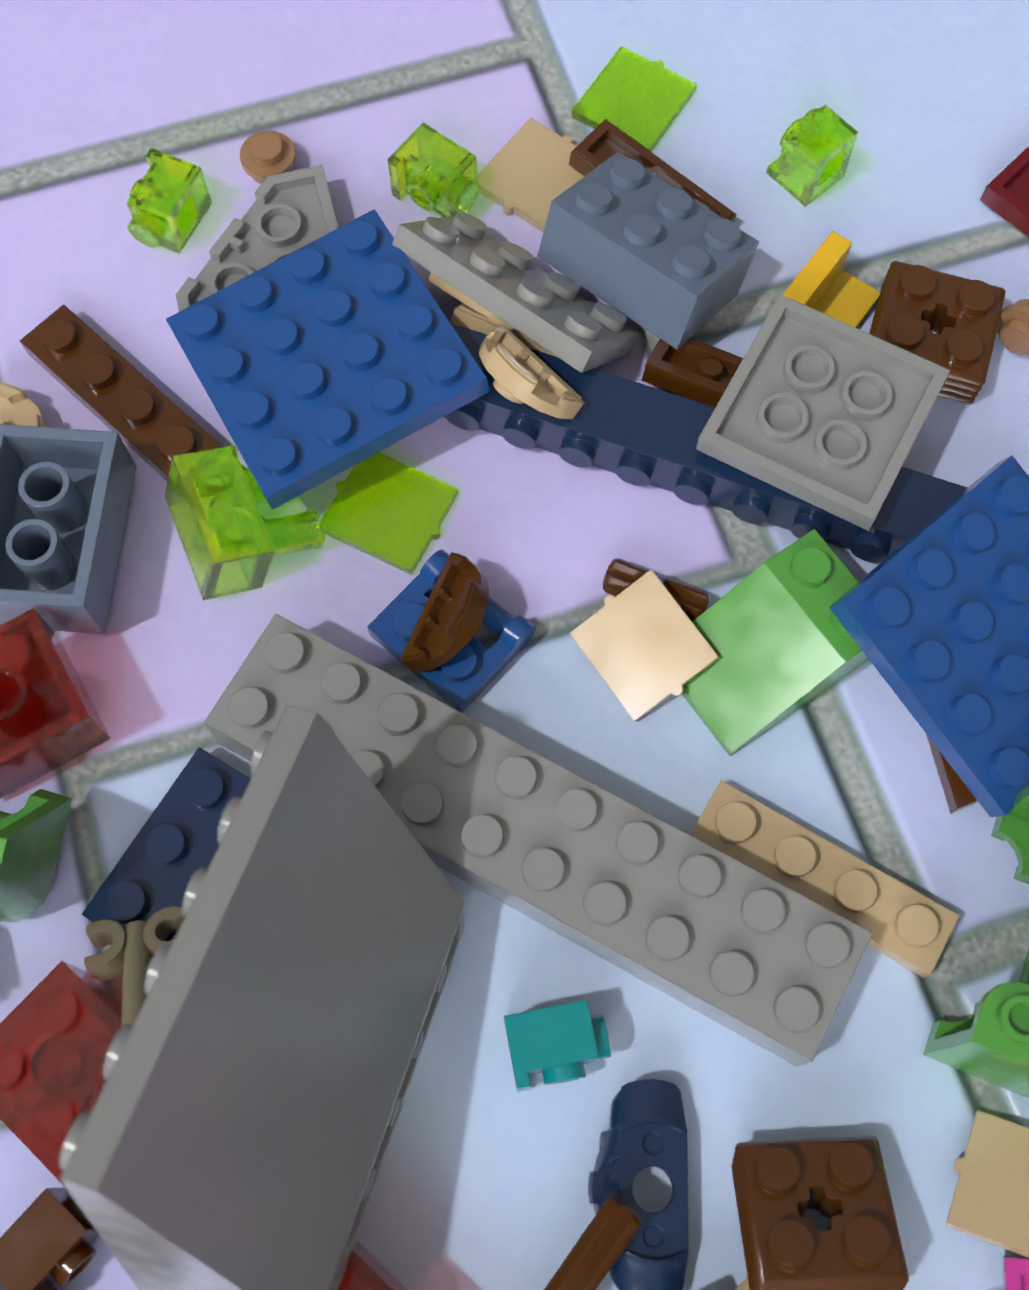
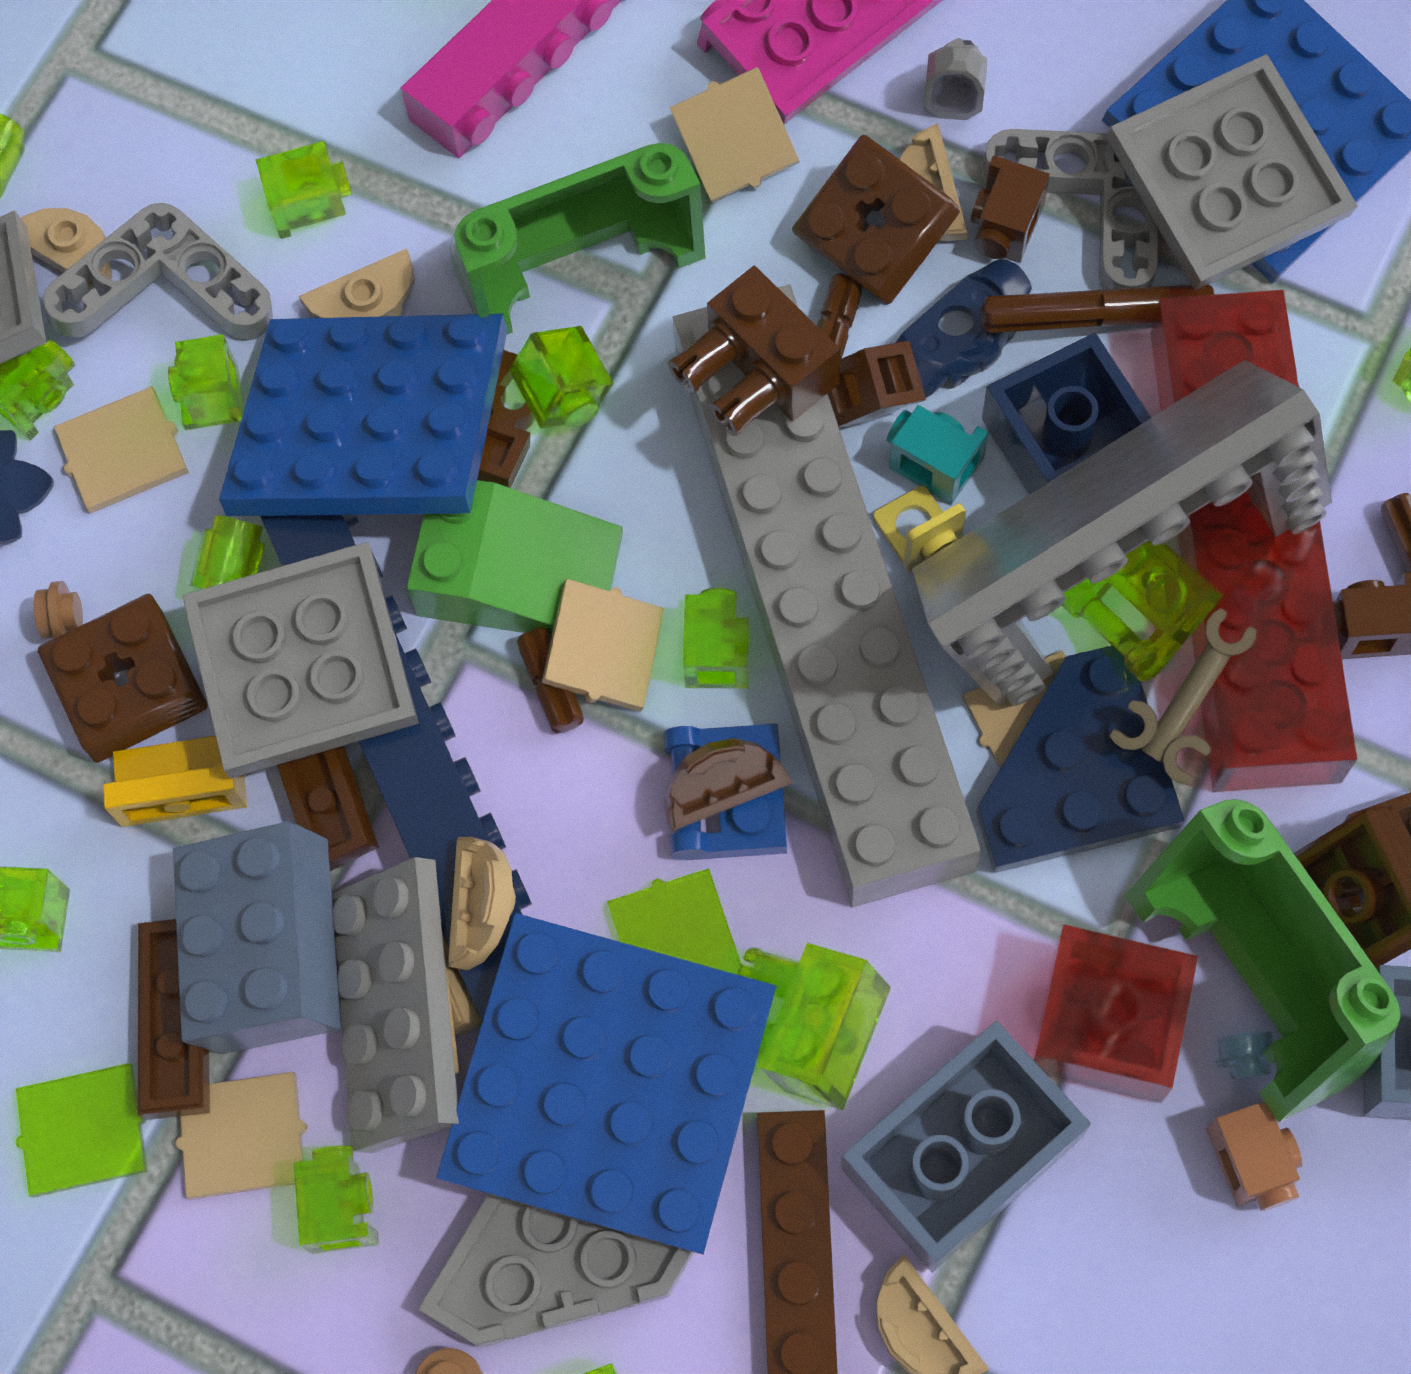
camera: 130 degrees left, 0 degrees up
(456, 1173) = (1061, 411): none -> dark blue slope
(480, 960) = (926, 538): none -> light yellow bracket
(567, 720) = (715, 641): none -> clear neon green brick
(656, 1044) = (876, 384): none -> reddish brown brick
(746, 1076) = (840, 309): none -> reddish brown piece
(755, 959) = (771, 342): none -> reddish brown brick
(887, 722) = (505, 441): none -> reddish brown plate
(902, 811) = (561, 377): none -> clear neon green brick
(902, 920) = (653, 402): tan plate -> none
(957, 448) = (227, 552): none -> clear neon green brick

